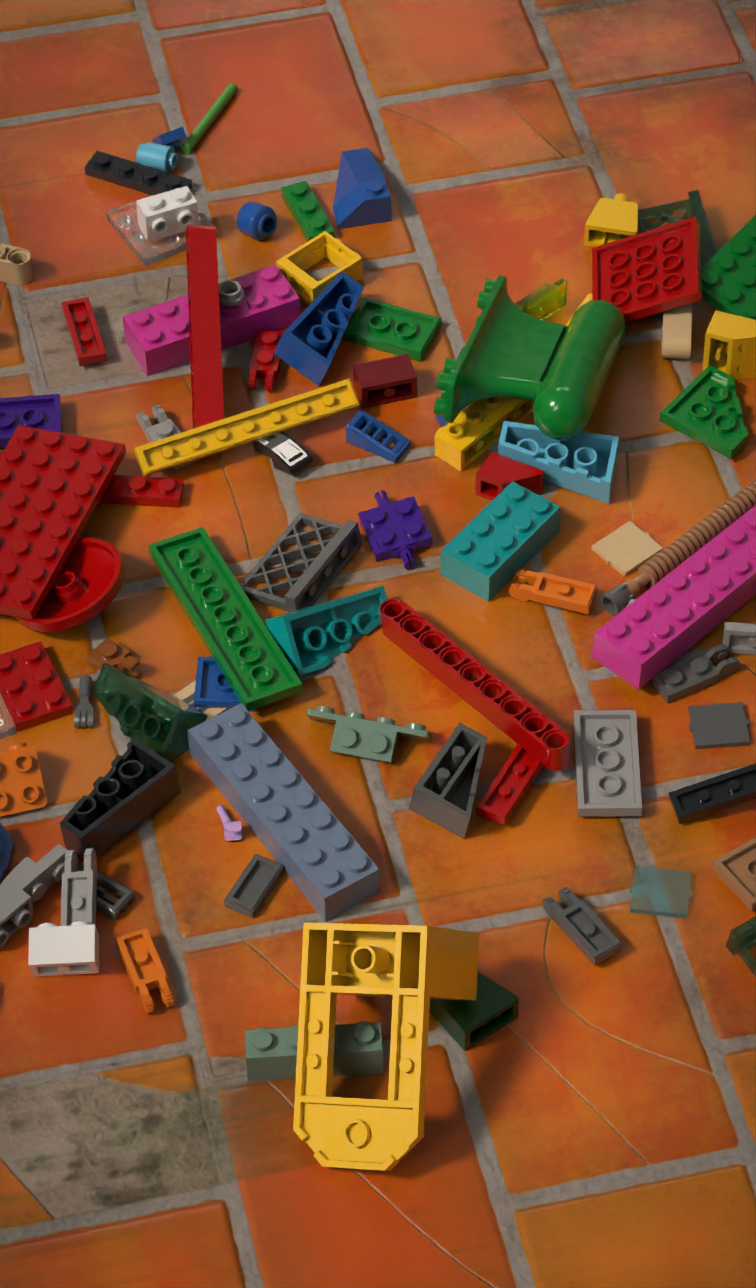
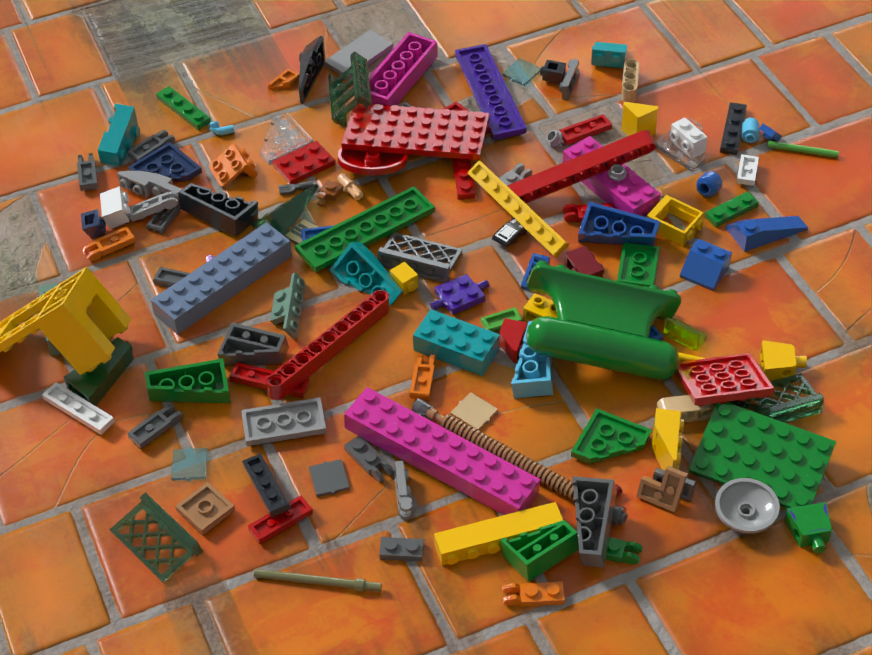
camera: 80 degrees right, 0 degrees up
(82, 368) = (554, 138): none -> light grey plate
(101, 979) = (93, 224): none -> brick
(103, 263) = (638, 118): none -> yellow slope
(114, 628) = (350, 186): none -> light nougat axle
(237, 178) = (747, 170): none -> white plate
(348, 580) = (405, 278): none -> yellow brick
(417, 255) = (706, 264): none -> blue slope
(460, 492) = (494, 321): none -> bright green tile
(511, 857) = (189, 383): none -> green wedge
(521, 1028) = (78, 408): none -> white plate

